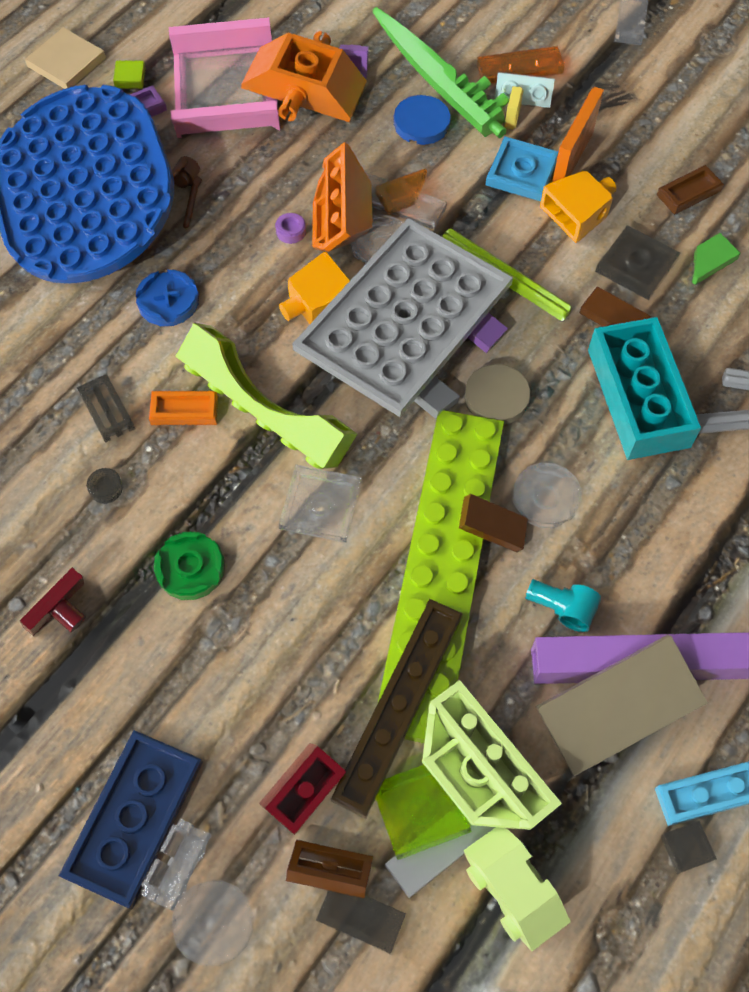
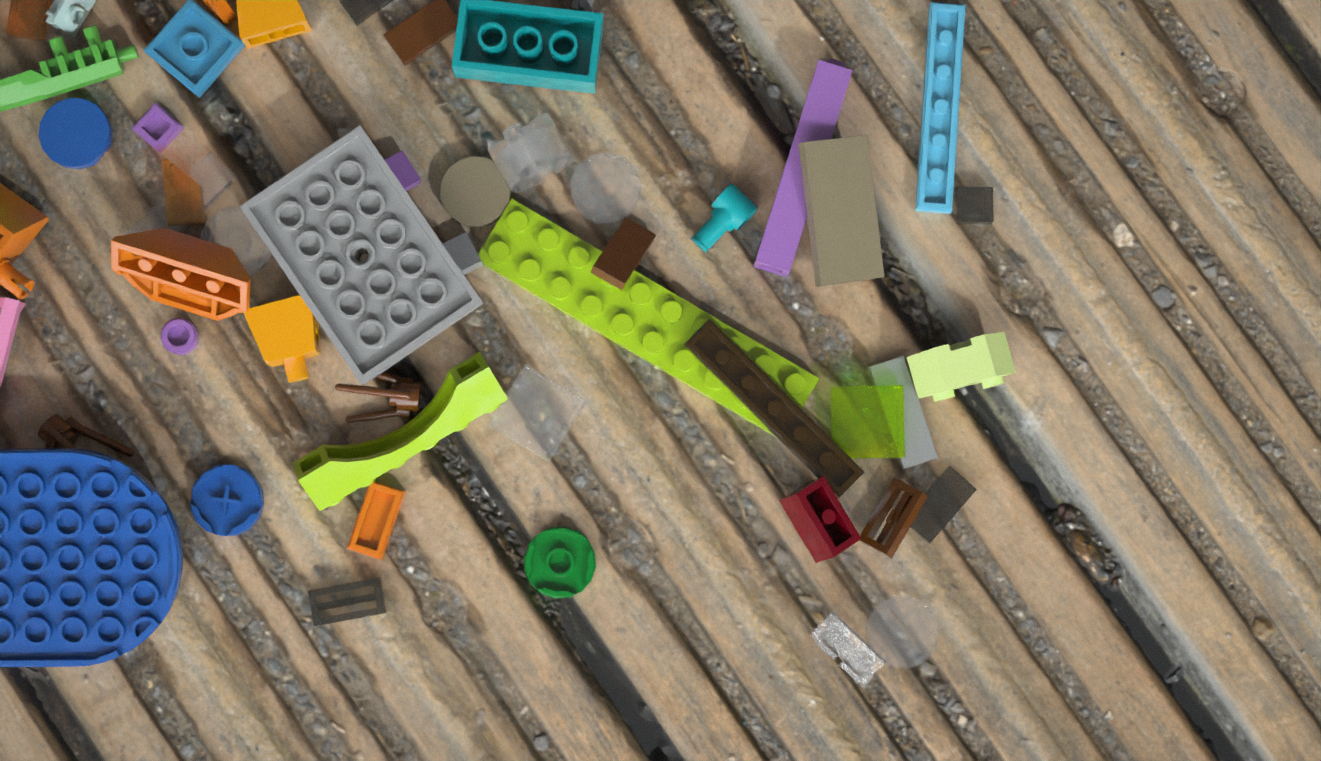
camera: 75 degrees left, 20 degrees up
(56, 605) = (562, 701): dark red tile -> none
(104, 485) = (441, 624): clear smoke tile -> none
(131, 819) = (789, 678): dark blue tile -> none
(297, 393) = (403, 396): none -> reddish brown plant
(449, 167) = (157, 128): none -> medium lavender tile
(481, 765) = (855, 355): yellowish green wedge -> none
(513, 108) = (104, 22): light yellow tile -> none
(521, 284) = (329, 124): lime axle -> none
(549, 415) = (530, 153): none -> clear brick

